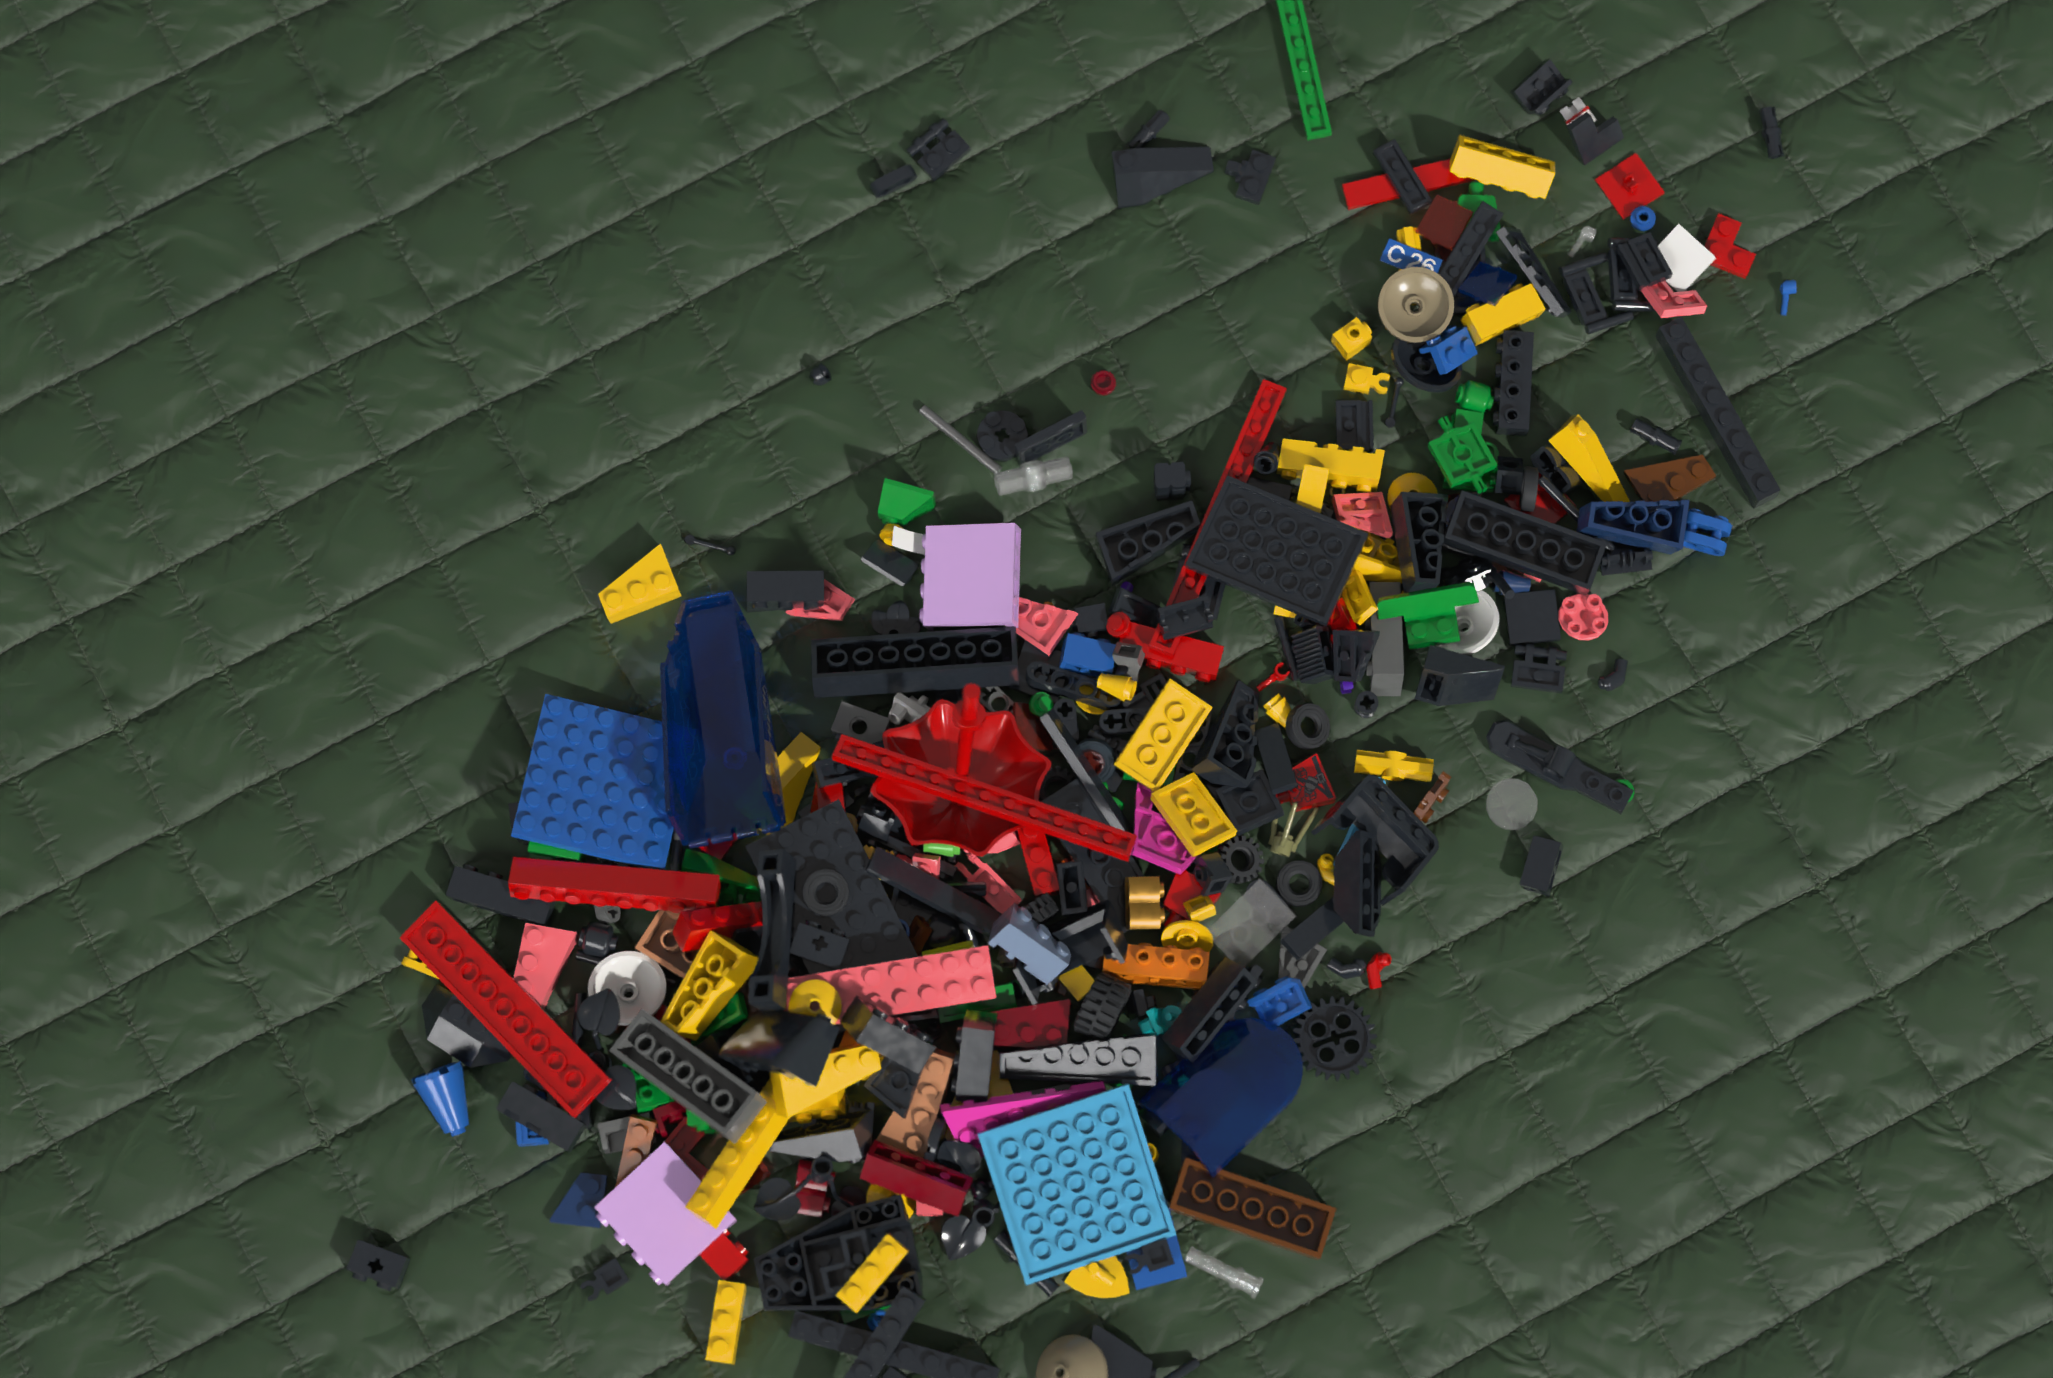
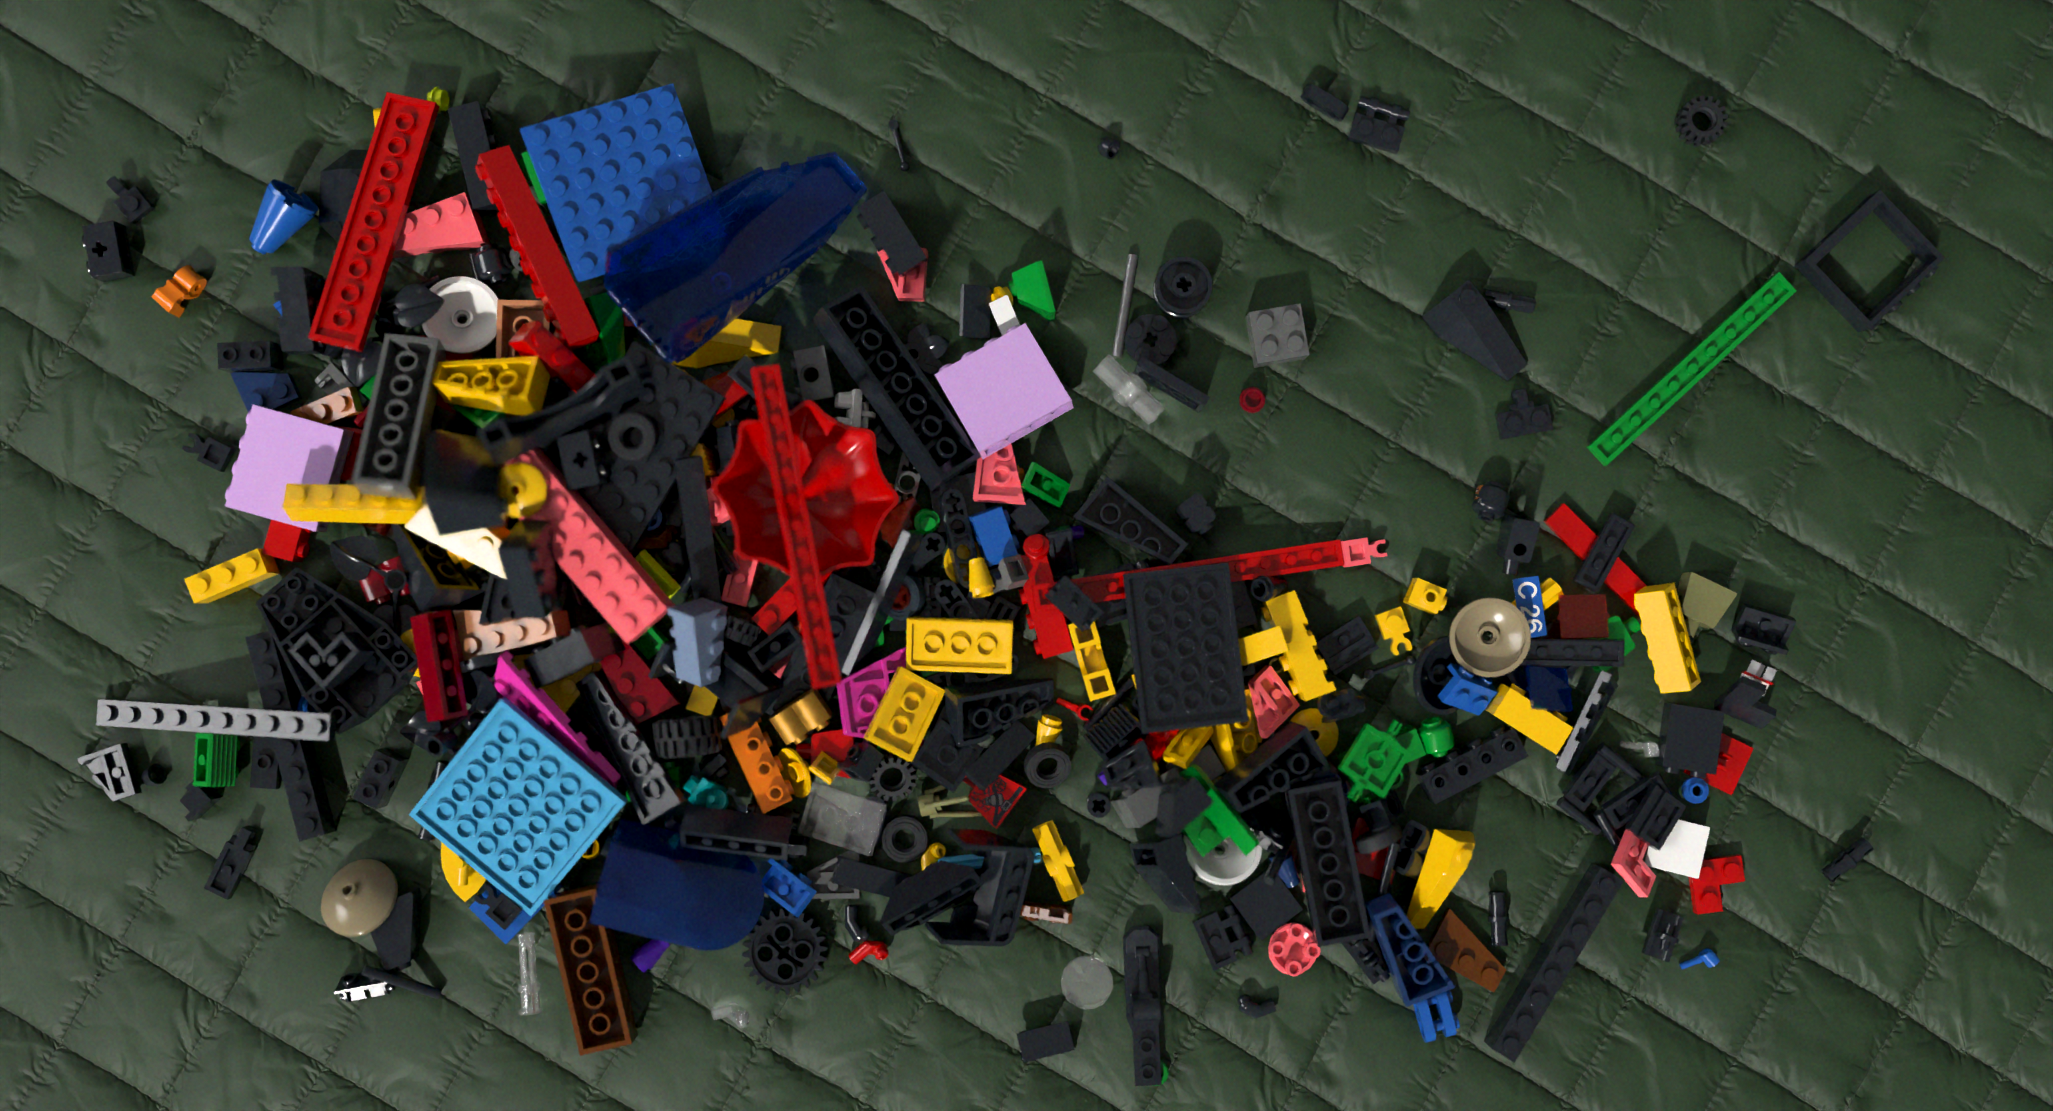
camera: 50 degrees right, 10 degrees up
(348, 1221) = (131, 201): none -> black plate
(424, 902) = (440, 97): none -> neon yellow plate
(450, 1220) = (184, 285): none -> orange leg
(547, 1194) = (250, 356): none -> black brick
(640, 587) = (823, 108): yellow wedge -> none
(872, 1273) = (325, 681): yellow plate -> none
(979, 1296) = (380, 778): none -> black brick
(989, 383) = (1191, 275): none -> black wheel
(1062, 330) = (1277, 335): none -> dark grey brick
(1071, 590) = (1045, 485): none -> green slope
(1253, 642) = (1092, 662): none -> yellow arch
(1268, 1156) = (648, 954): none -> dark purple cone
(1282, 369) = (1358, 551): none -> coral plate
(1305, 241) = (1490, 501): none -> black head
(1344, 233) = (1516, 531): none -> black torso
(1360, 1115) = (733, 1011): none -> clear arm
(1401, 457) = (1340, 705): none -> black hips
(1403, 627) = (1180, 805): none -> black slope
(1489, 122) = (1702, 601): none -> olive torso
(1597, 198) = (1689, 739): none -> black brick
(1746, 312) = (1662, 935): none -> black hips

